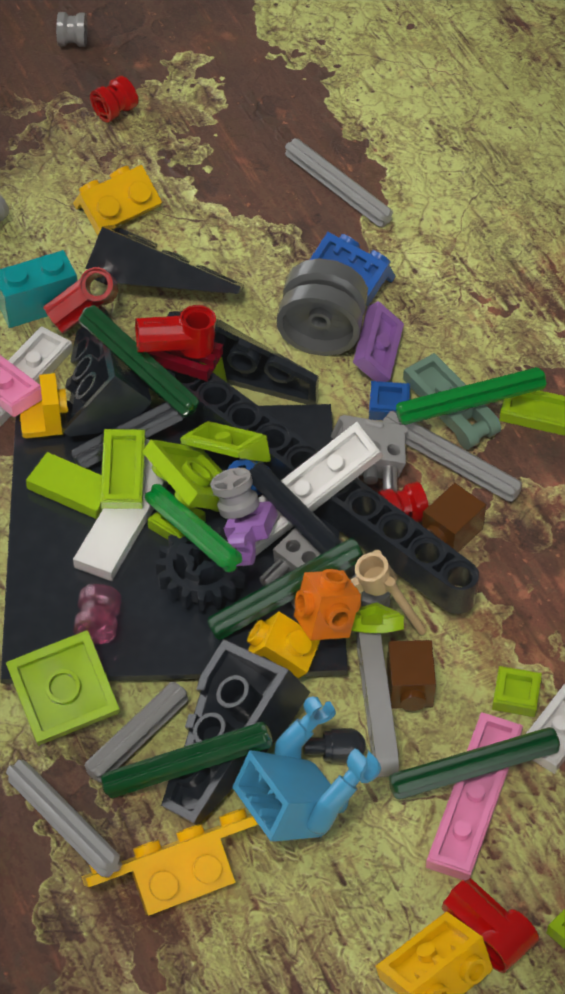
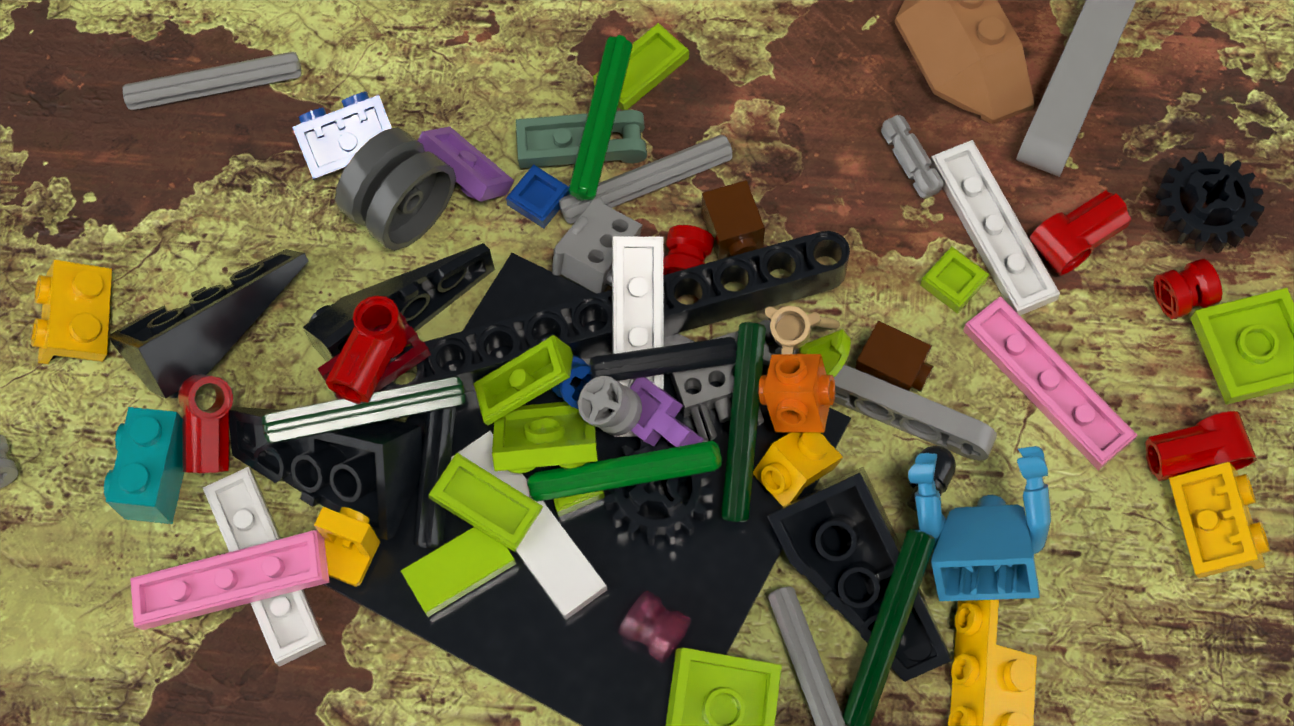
camera: 55 degrees left, 15 degrees up
(474, 763) = (1028, 362): dark green axle -> none

